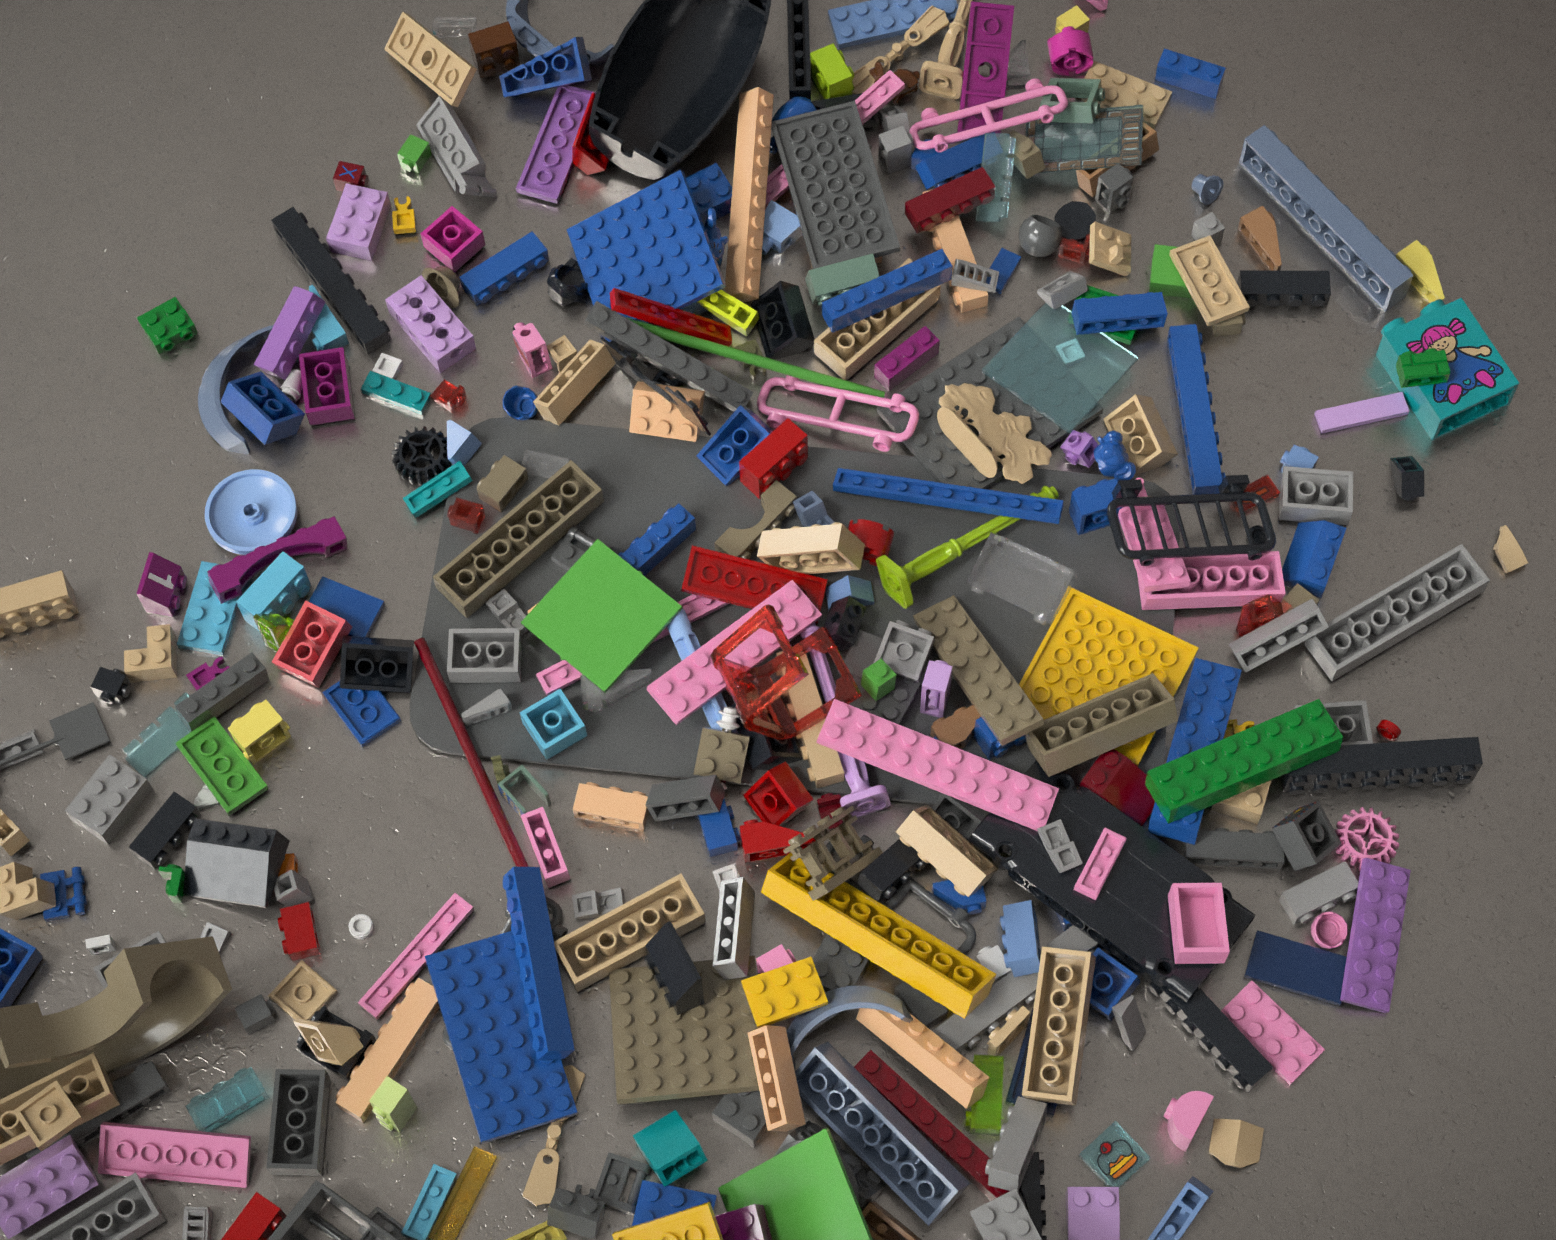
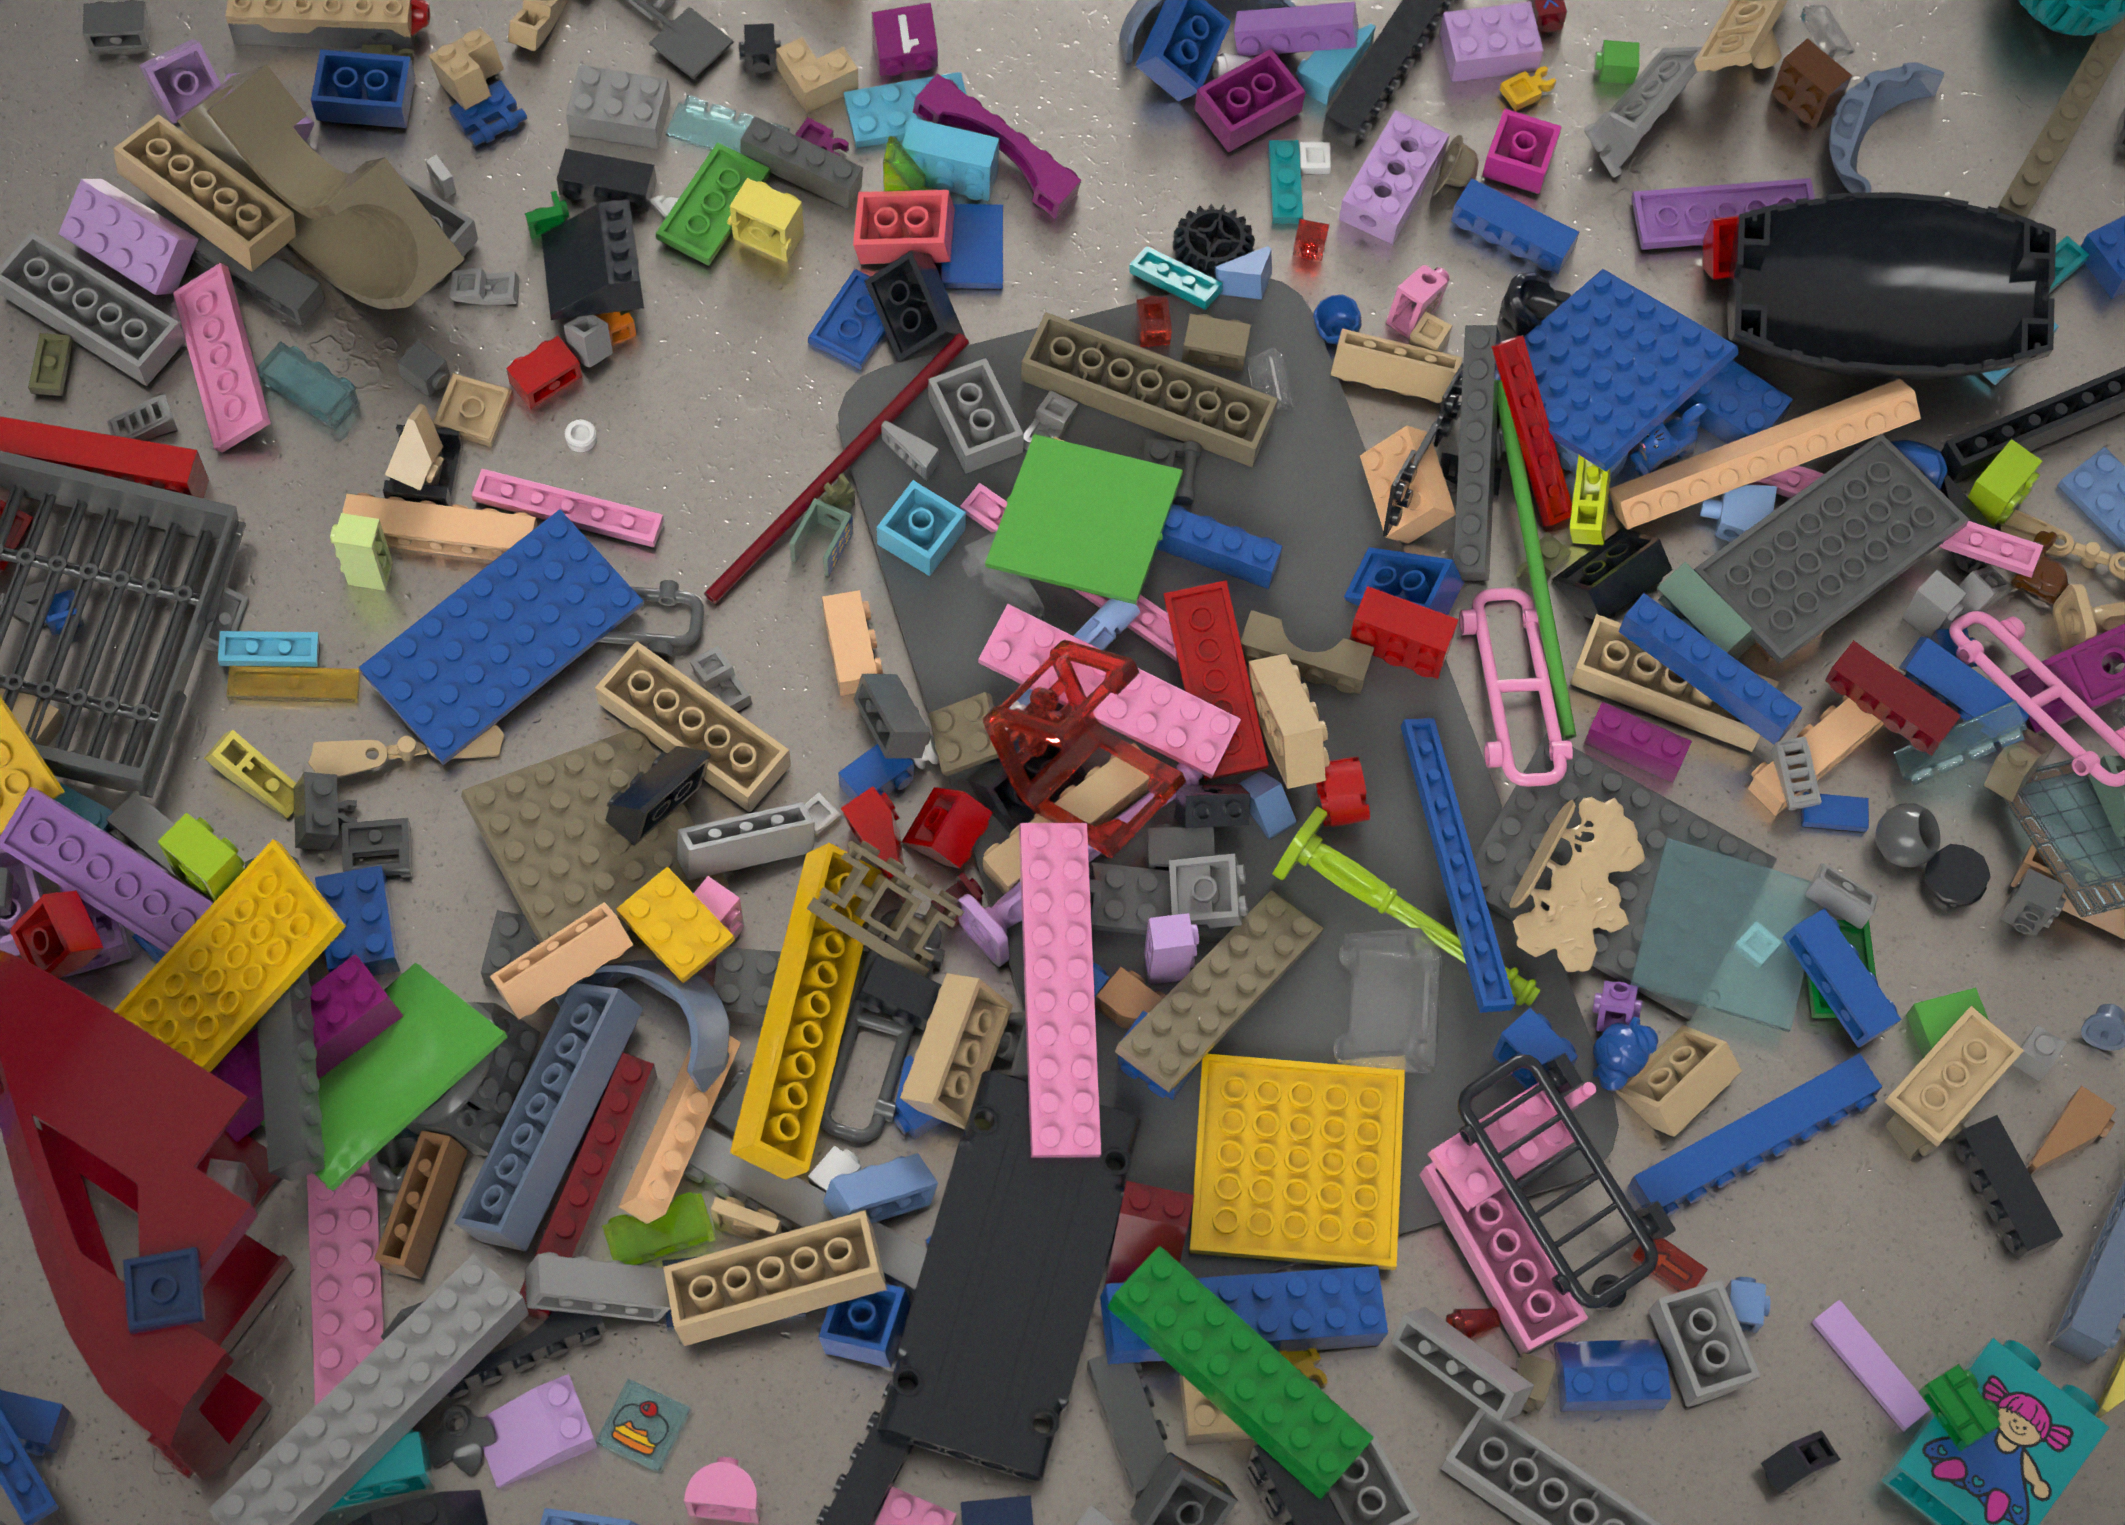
camera: 60 degrees right, 0 degrees up
(48, 1115) = (194, 196): tan plate -> none
(250, 511) = (1046, 91): light blue dish -> none
(298, 1122) = (309, 467): dark grey brick -> none
(538, 963) = (602, 636): blue brick -> none
(545, 847) = (761, 588): bright pink brick -> none
(553, 69) = (1818, 157): blue wedge -> none
(670, 1148) = (434, 881): teal brick -> none
(811, 510) = (1349, 715): sand blue brick -> none
(878, 679) = (1148, 873): bright green brick -> none
(1057, 844) = (1018, 1184): light grey slope -> none
(1073, 250) = (1914, 891): clear red bracket -> none
(1100, 863) = (1018, 1245): bright pink tile -> none
(1102, 724) = (1213, 1173): dark tan brick -> none
(1110, 249) = (1940, 934): tan hinge -> none
(1129, 1022) = (825, 1372): light grey slope -> none
(1198, 923) = (981, 1396): bright pink piece -> none
(1265, 614) = (1496, 1335): clear red brick -> none

